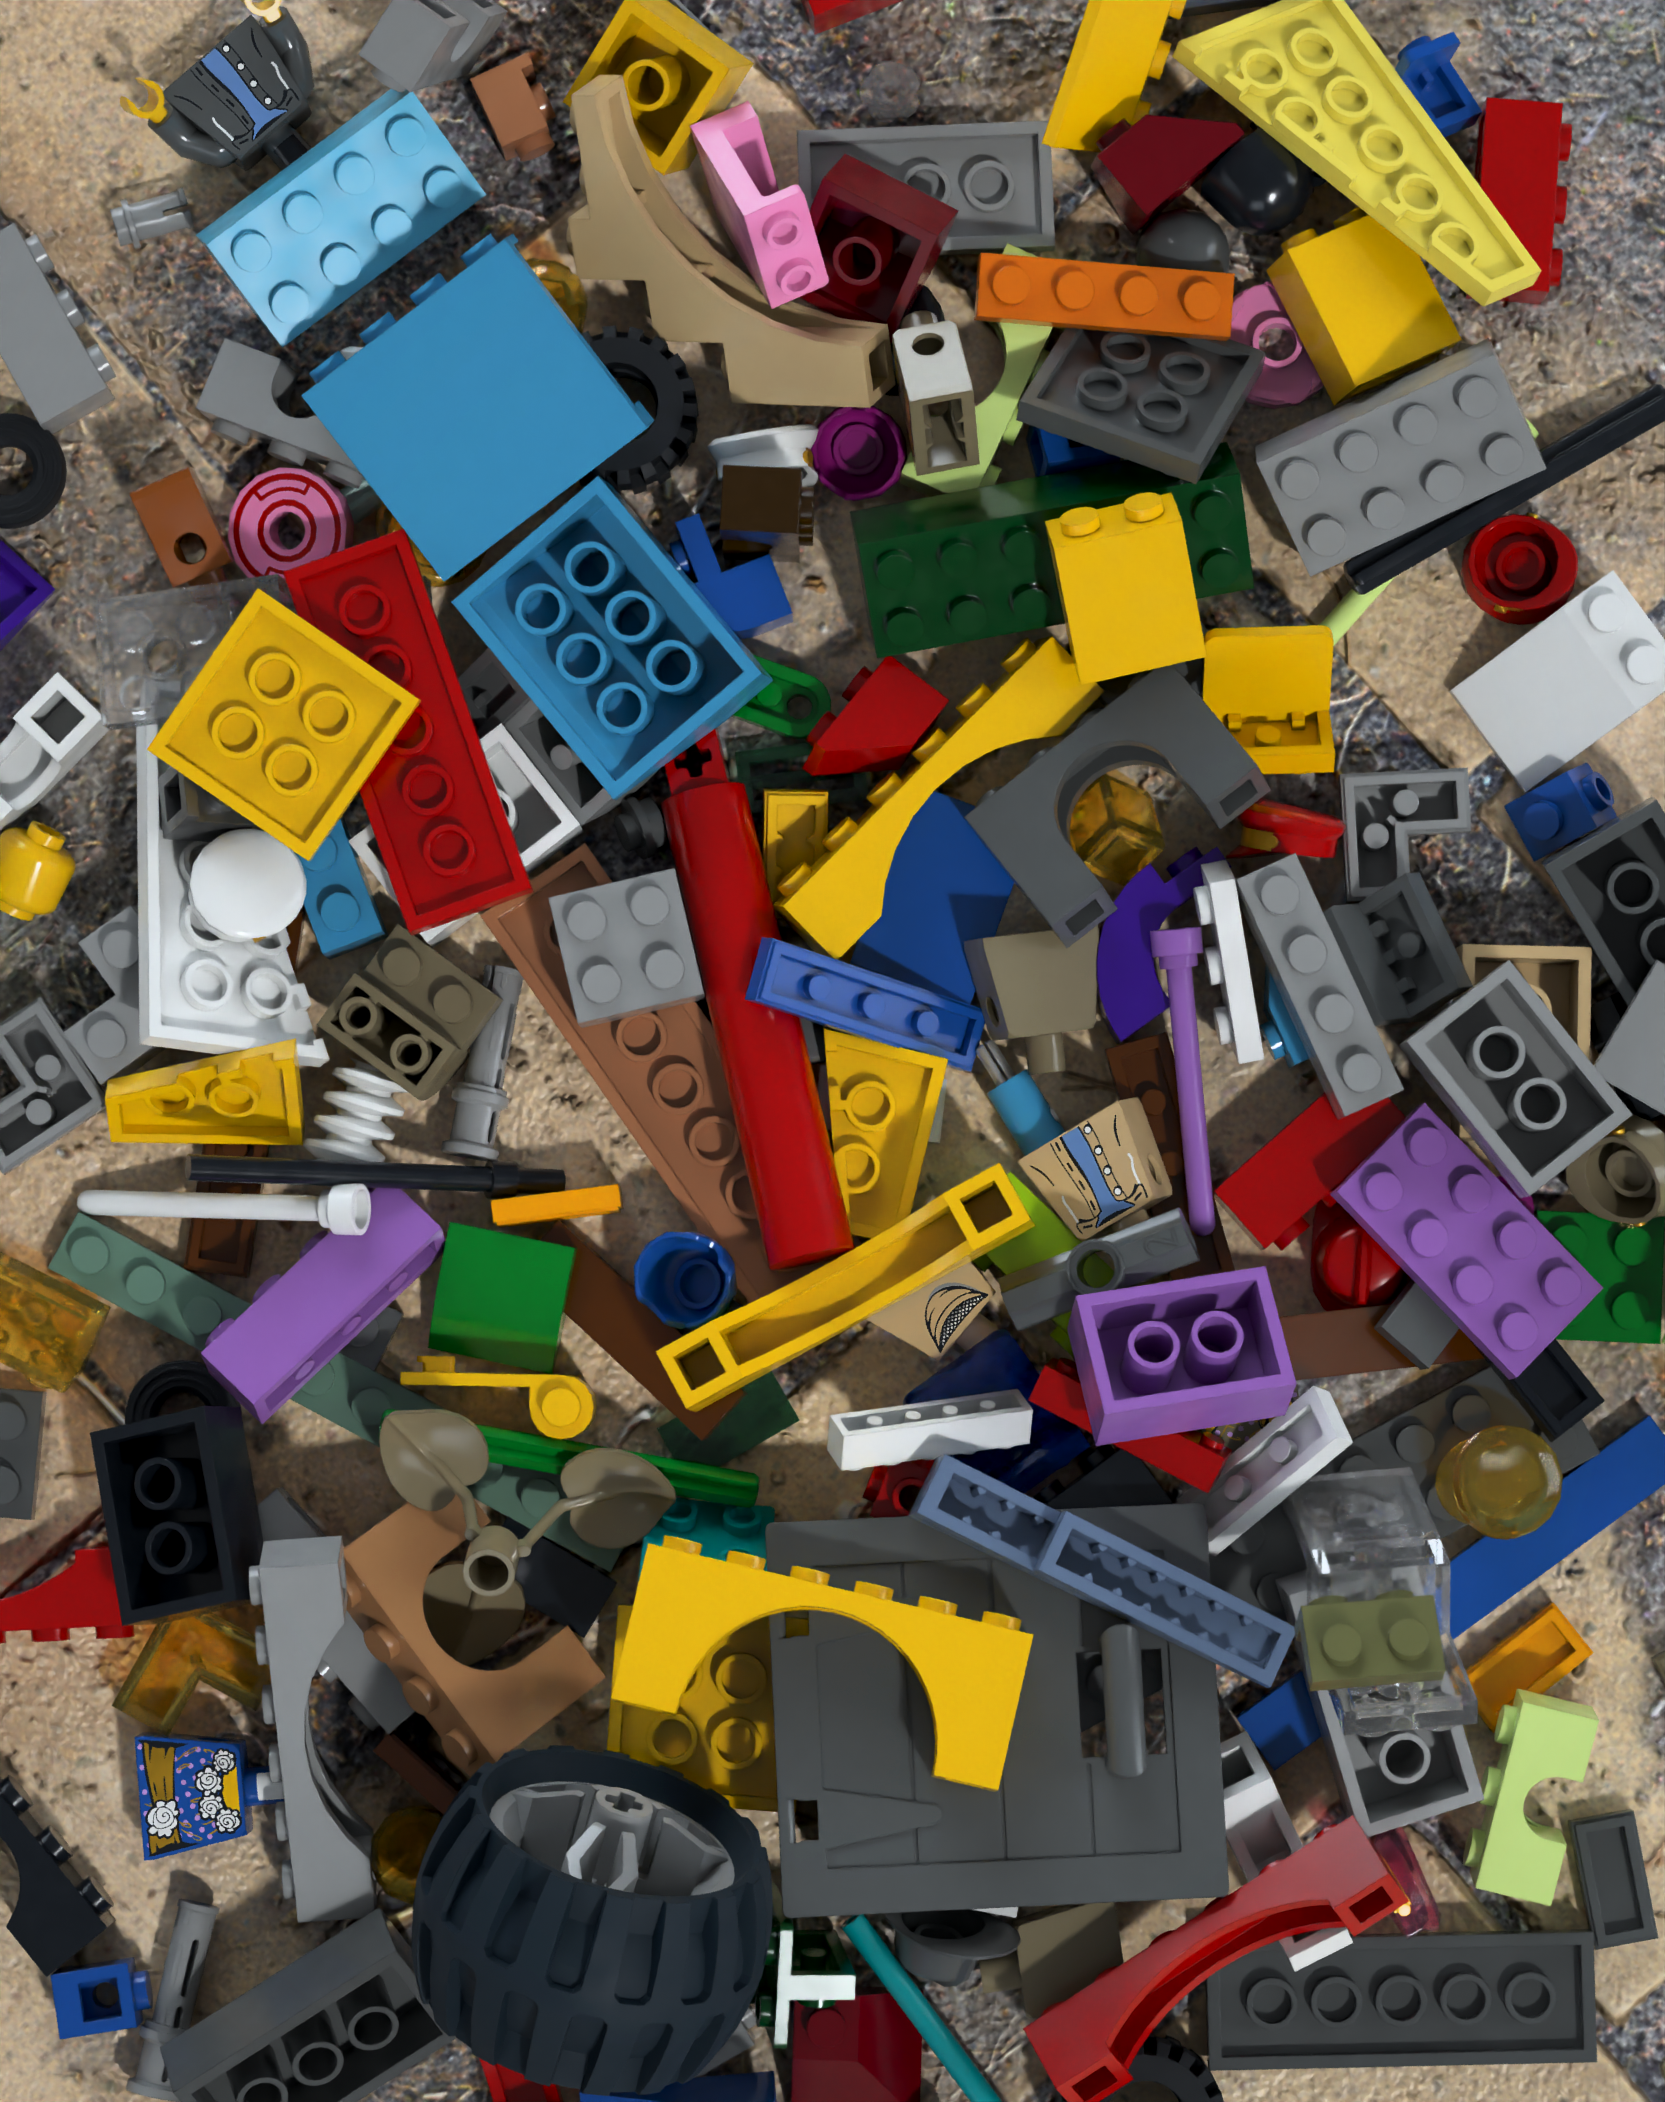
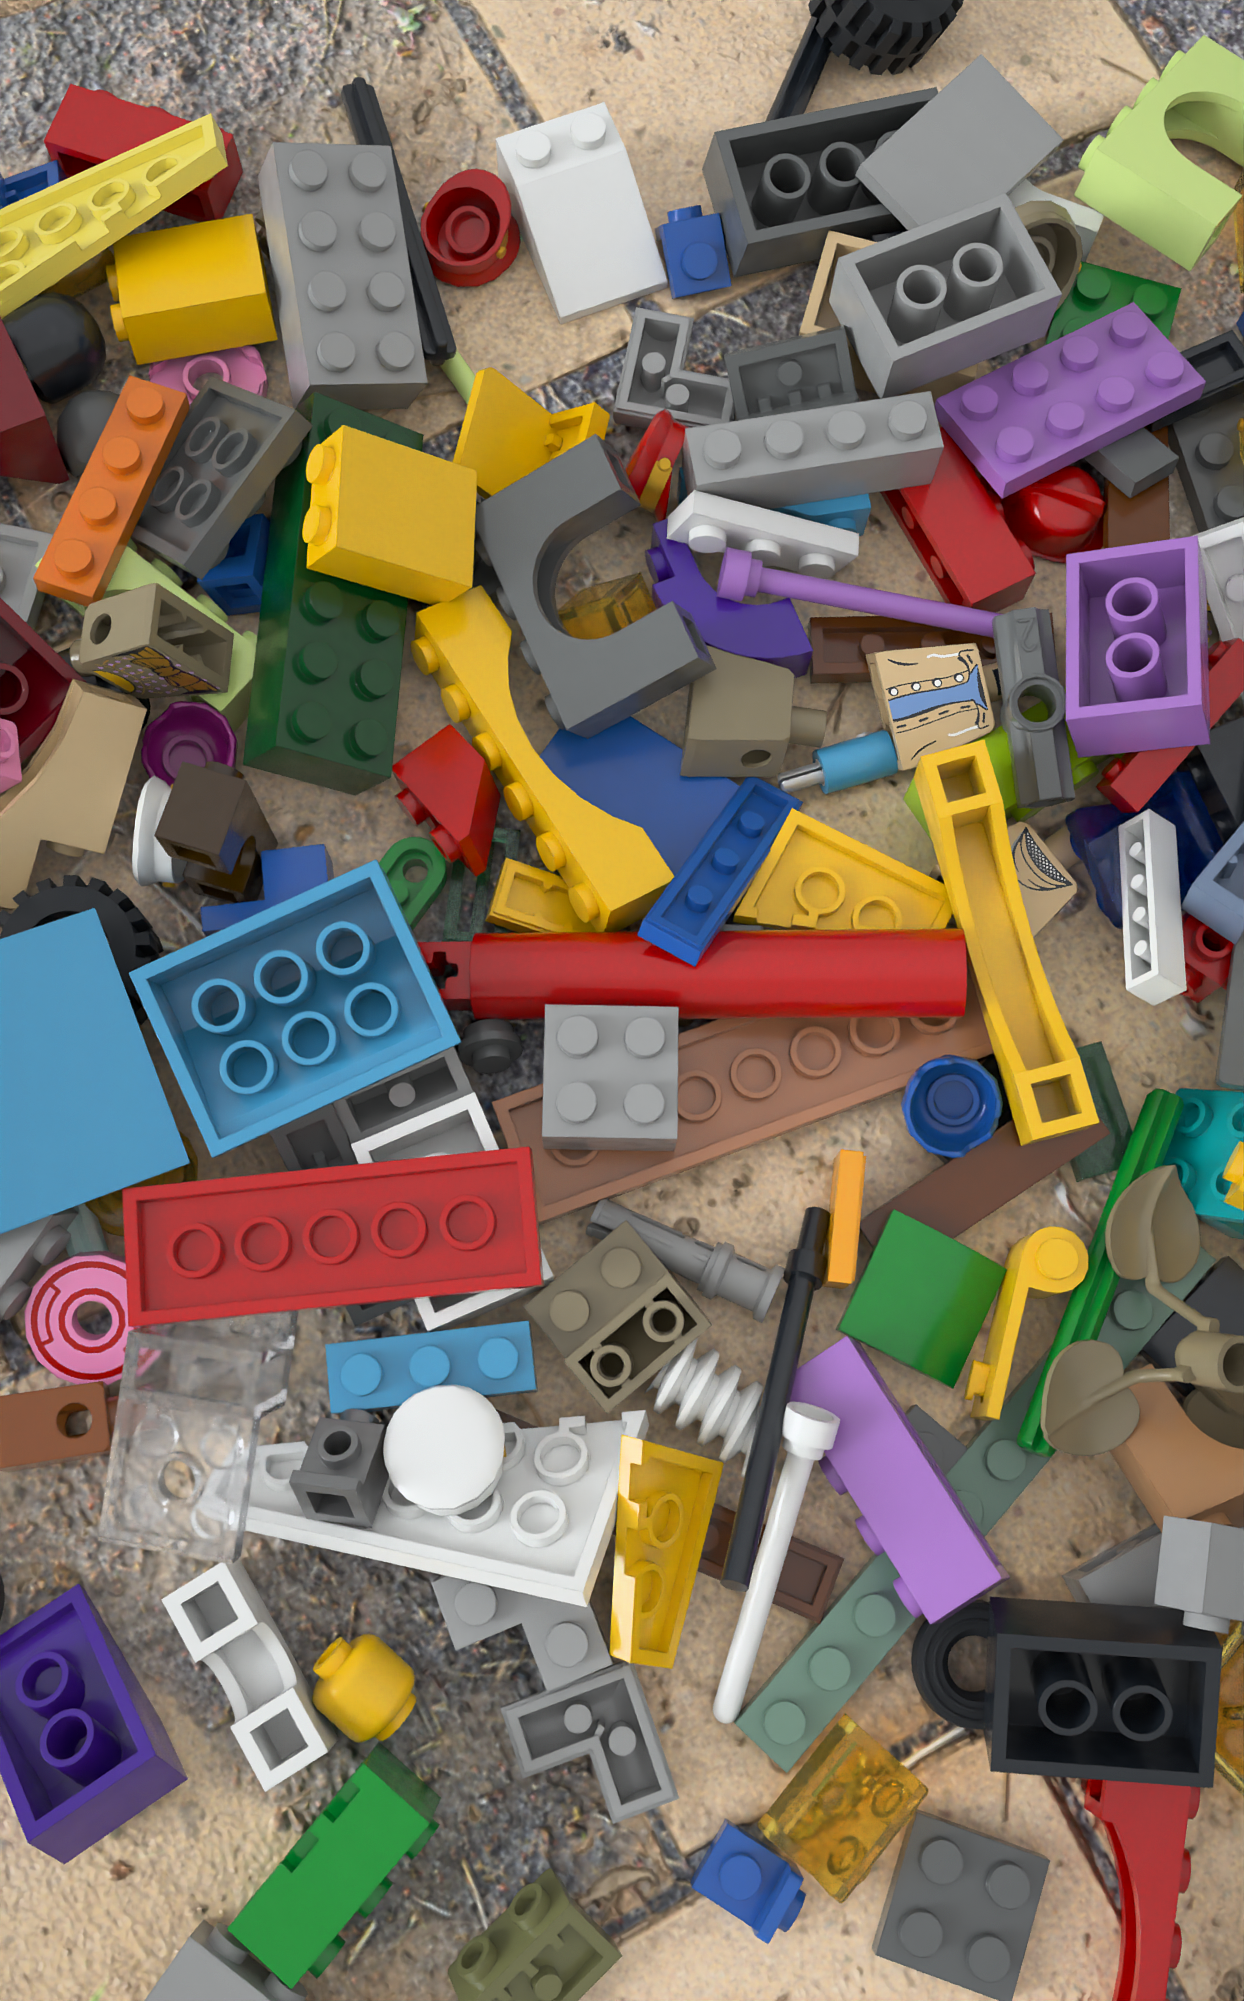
camera: 80 degrees left, 10 degrees down
(283, 725) = (286, 1360): yellow plate -> none

